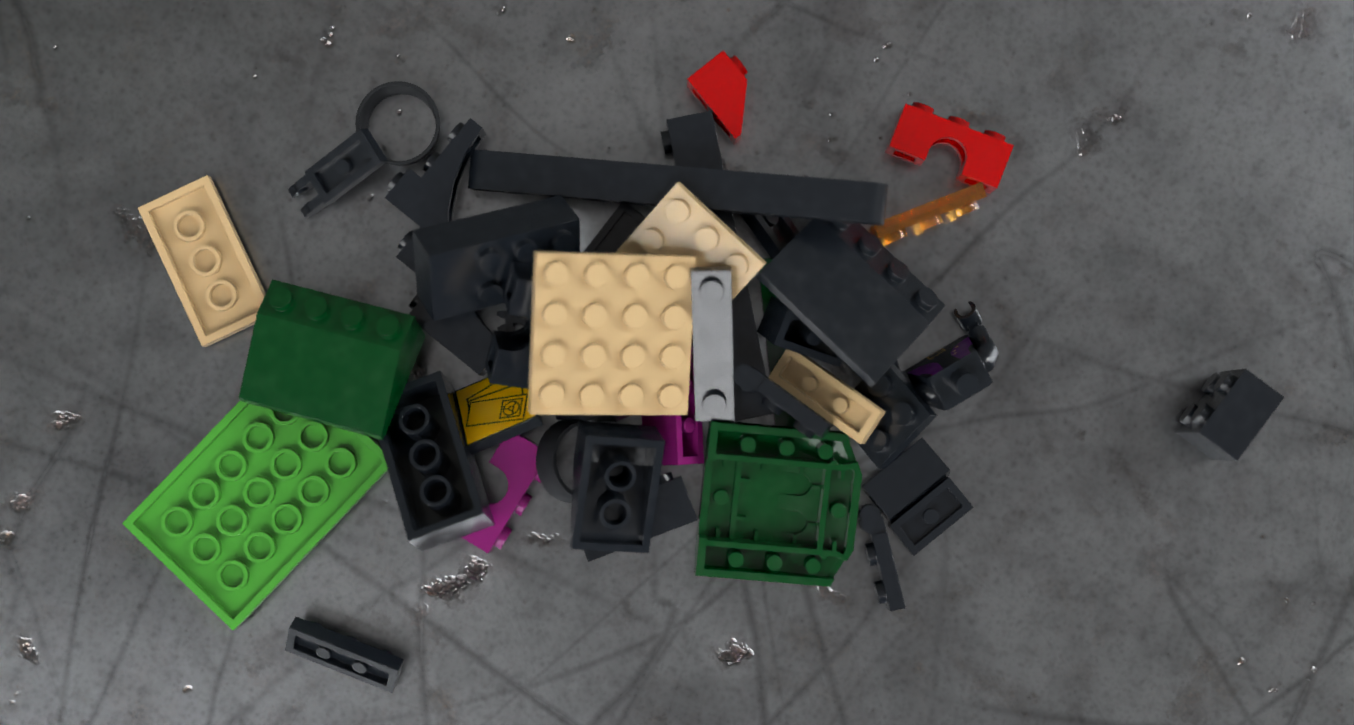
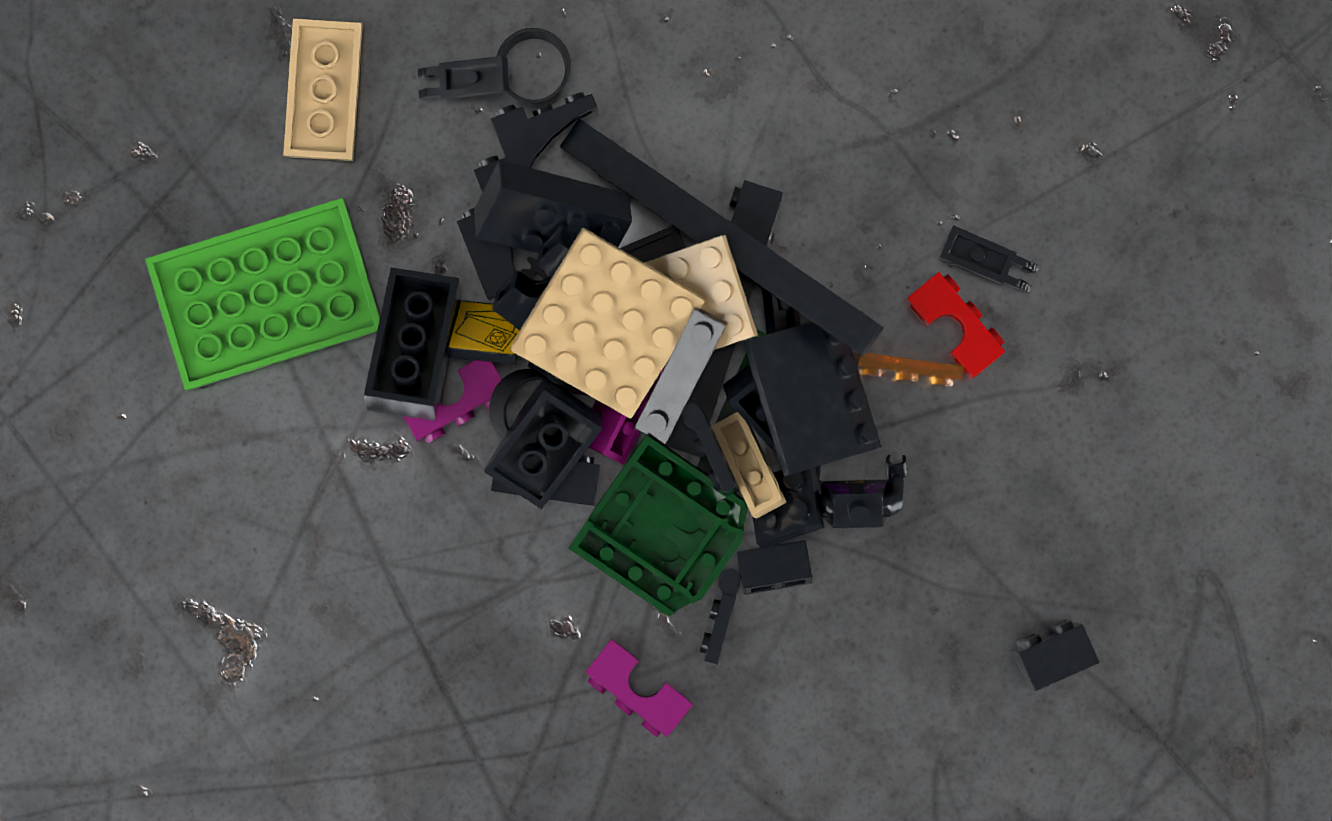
camera: 30 degrees right, 0 degrees up
(329, 358) = (378, 221): dark green slope -> none
(344, 654) = (260, 457): black plate -> none
(722, 88) = (801, 181): red slope -> none
(873, 682) = (660, 711): none -> magenta arch
(930, 516) = (778, 606): black plate -> none
(941, 67) = (985, 258): none -> black hinge

